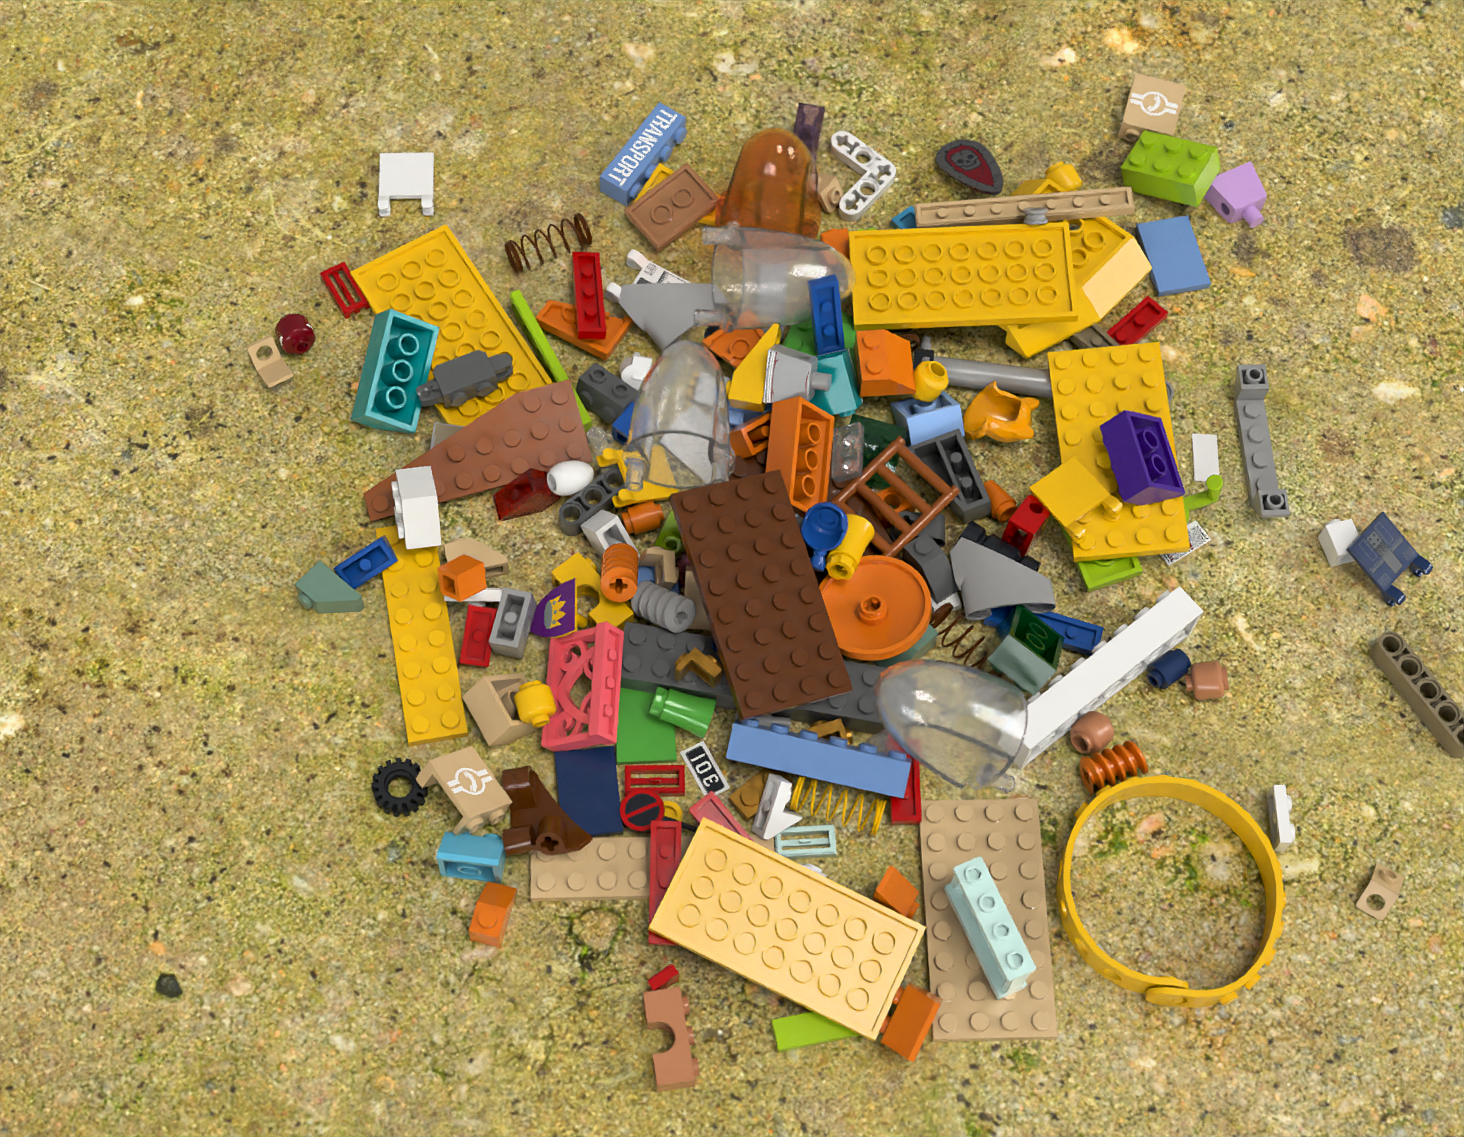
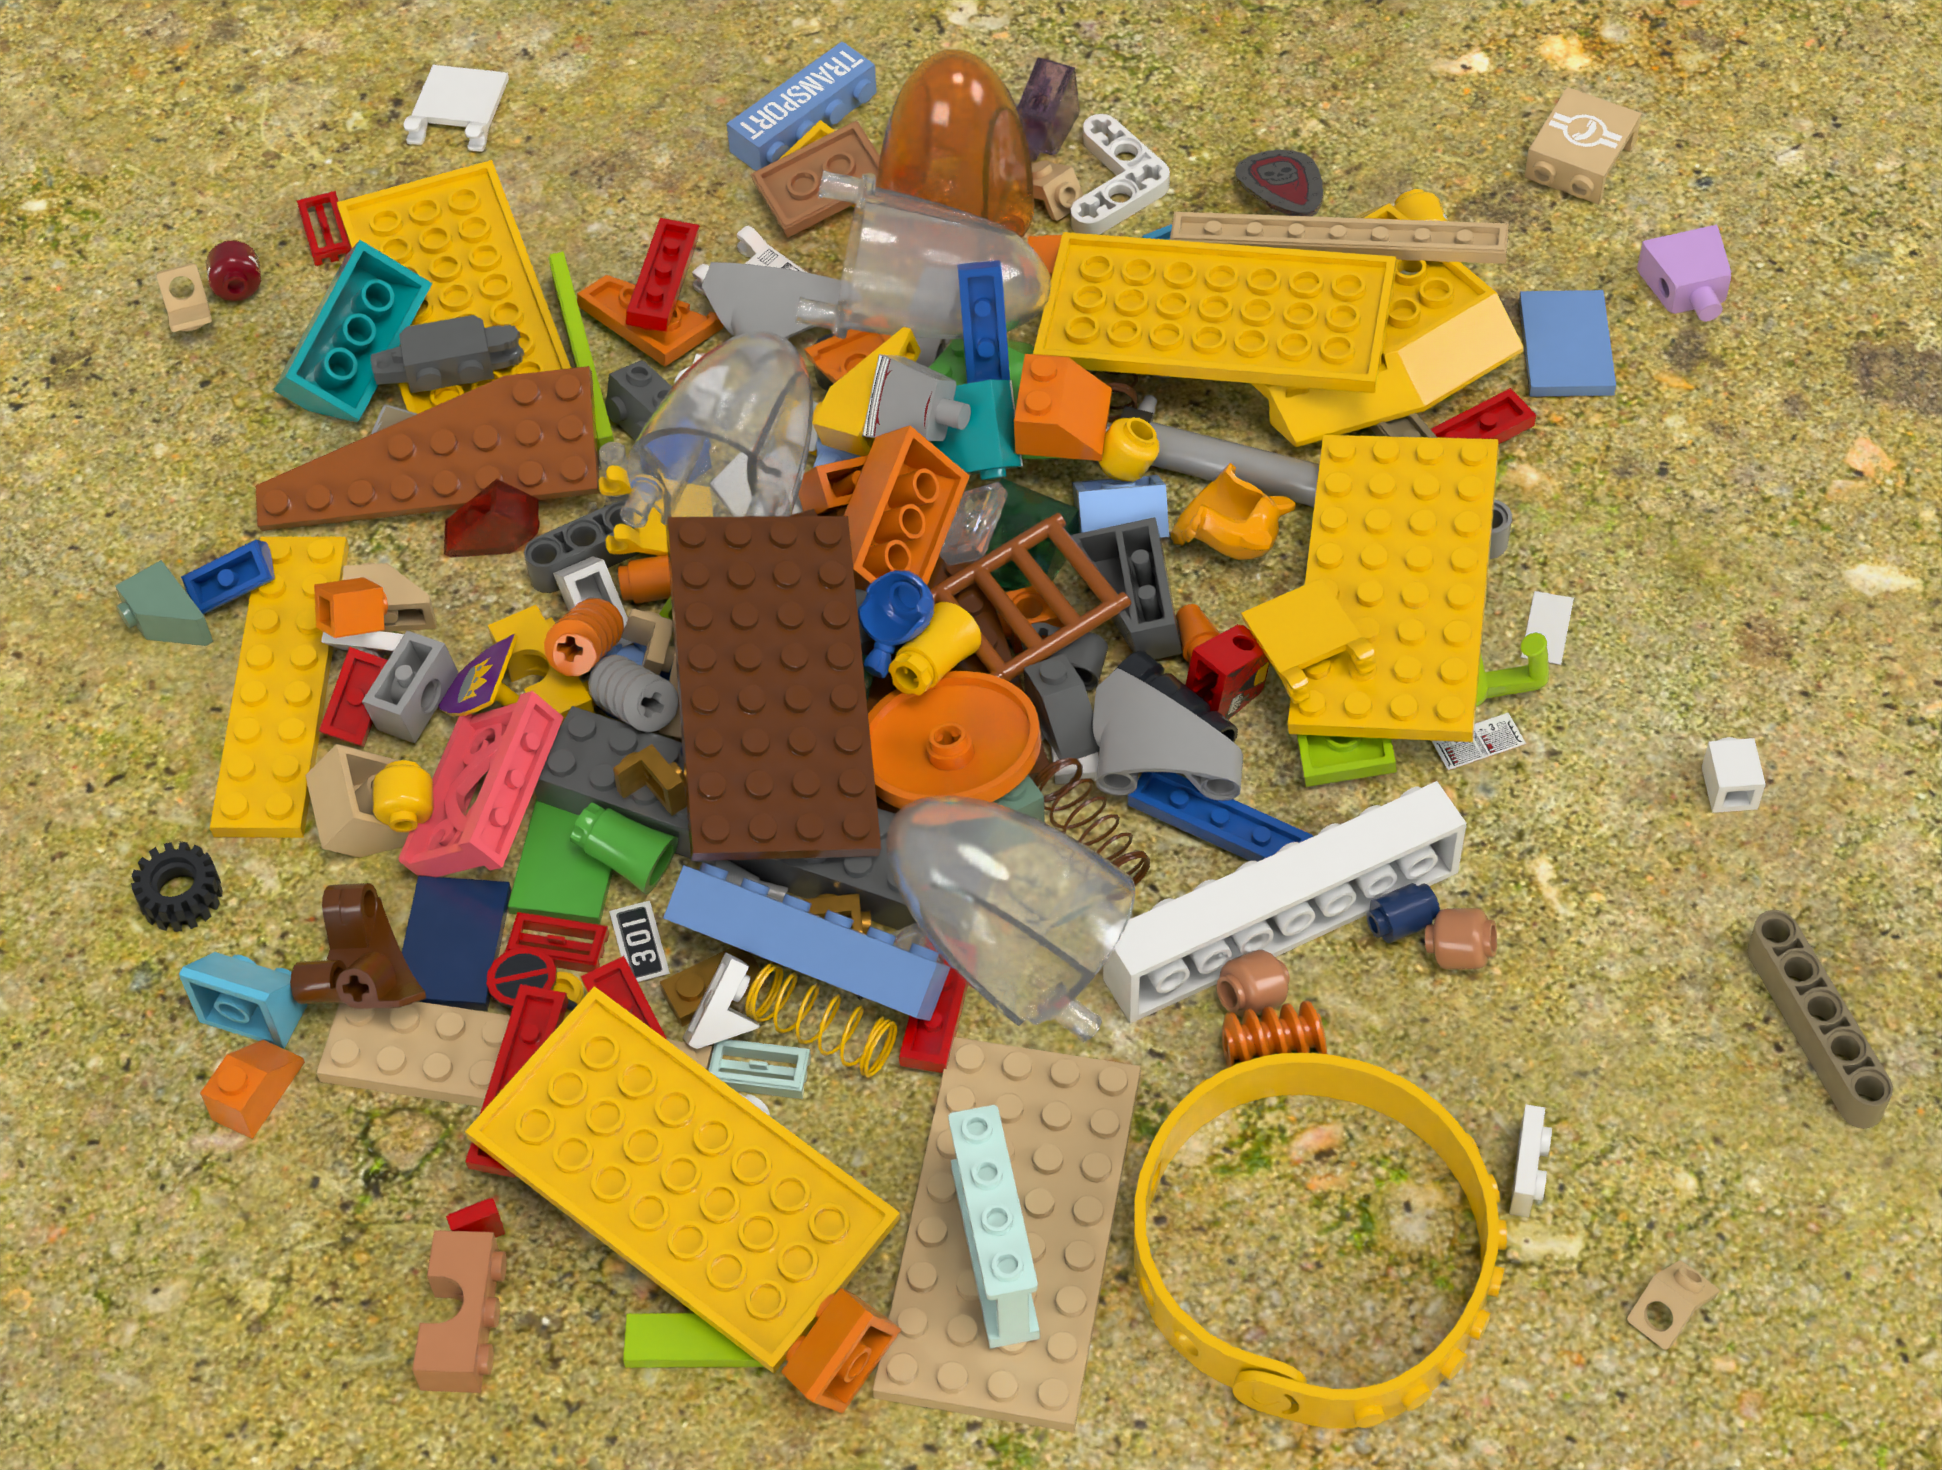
camera: 20 degrees right, 10 degrees down
(416, 507) = (316, 506): white brick -> none
(469, 787) = (268, 898): tan panel -> none
(510, 248) = (682, 194): reddish brown piece -> none
(569, 477) = (554, 502): white animal -> none
(897, 893) = (869, 1156): orange slope -> none
(1025, 649) = (1168, 835): dark green brick -> none
(1035, 215) = (1347, 241): light grey bush -> none
(1141, 458) = (1422, 590): dark purple slope -> none
(1171, 168) = (1587, 217): lime brick -> none
(1255, 442) = (1632, 609): light grey slope -> none
(1384, 555) = (1797, 801): dark blue flag -> none

